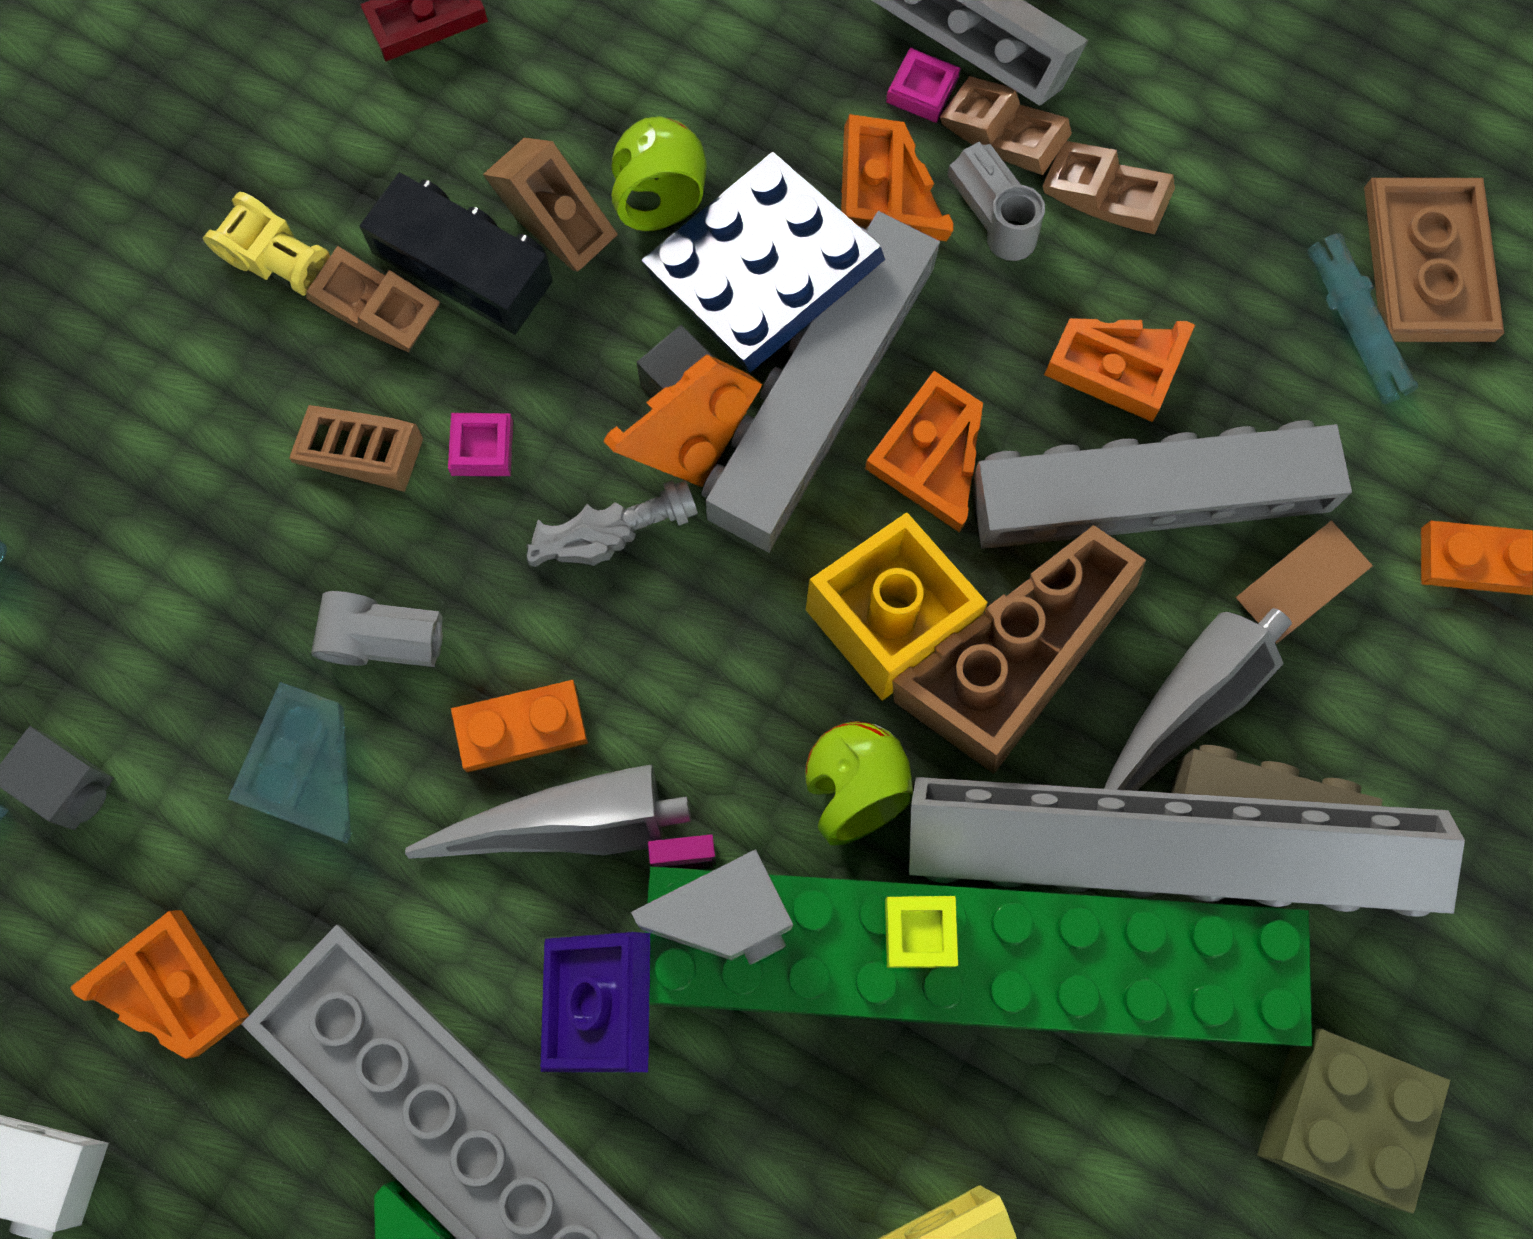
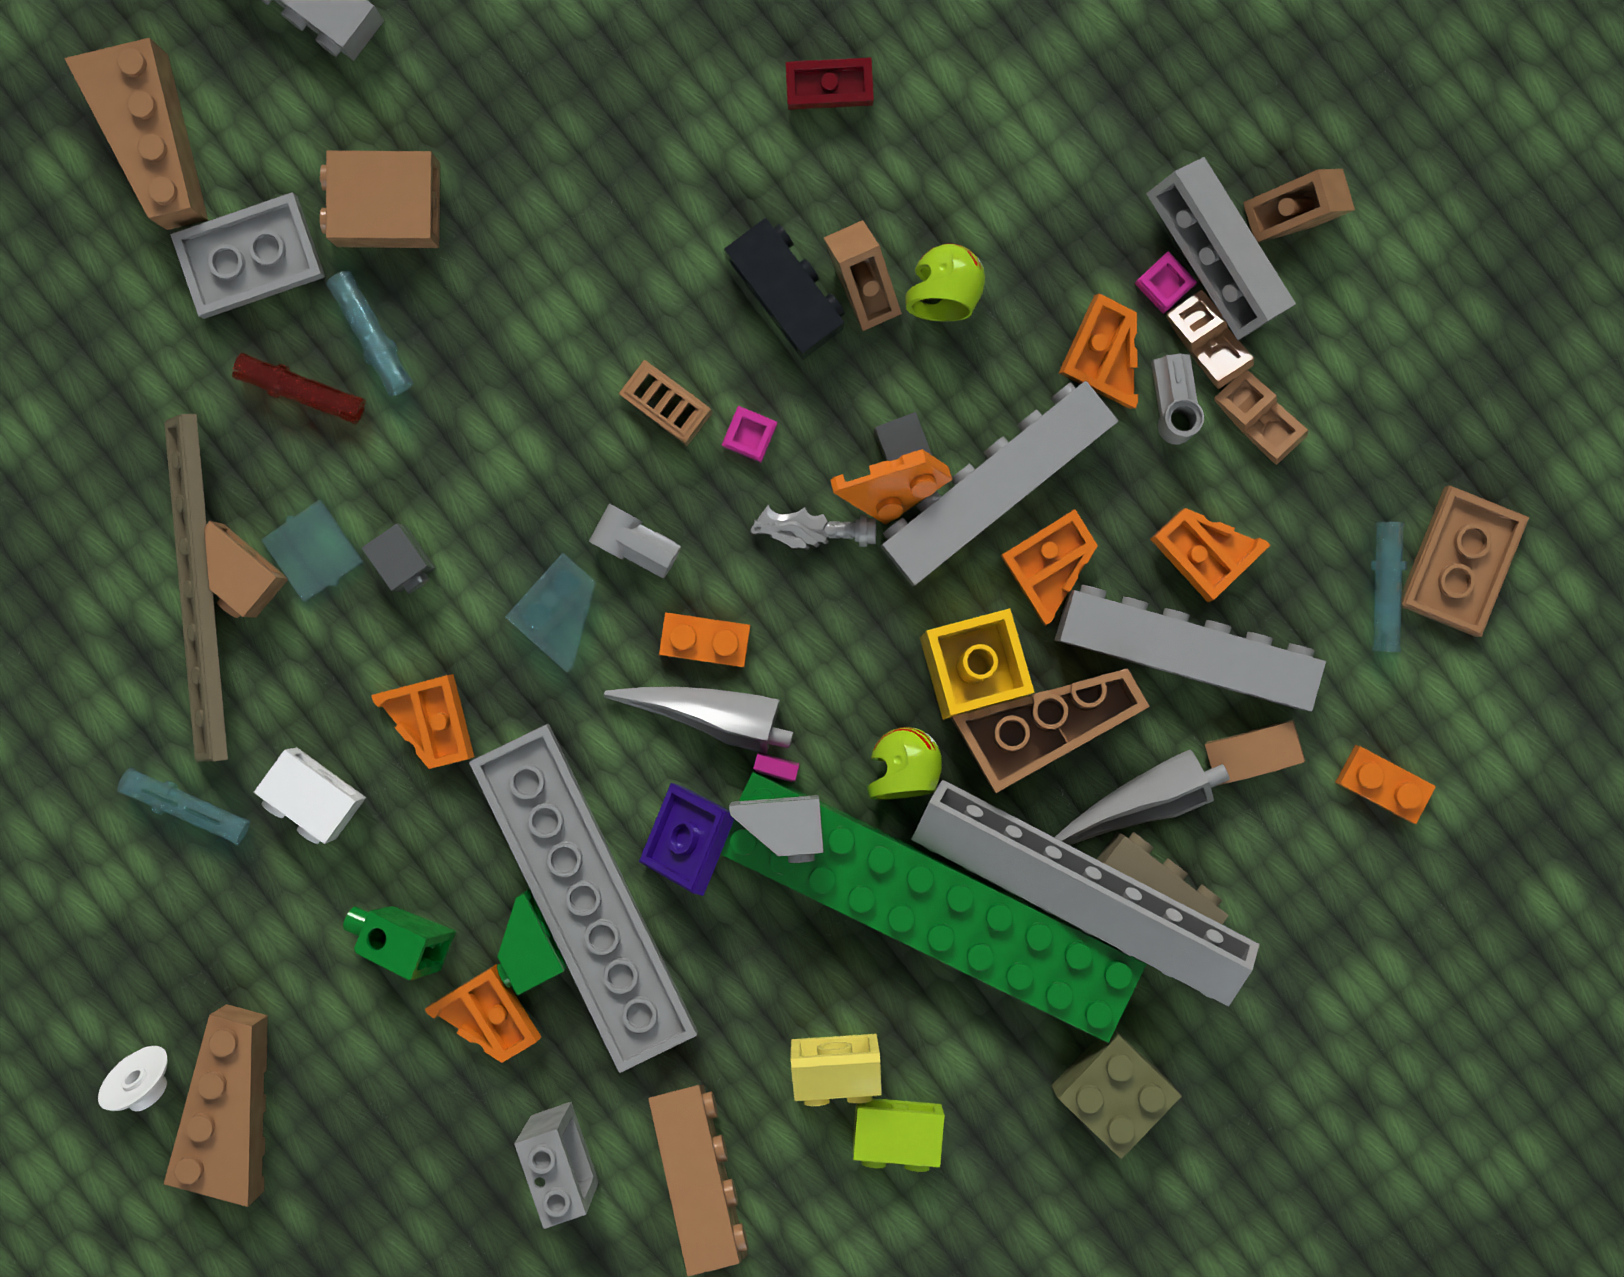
camera: 25 degrees right, 15 degrees up
(264, 244) = (651, 224): light yellow connector -> none
(372, 301) = (714, 298): medium nougat slope -> none
(763, 261) = (991, 382): plate -> none
(921, 932) = (900, 884): neon yellow plate -> none

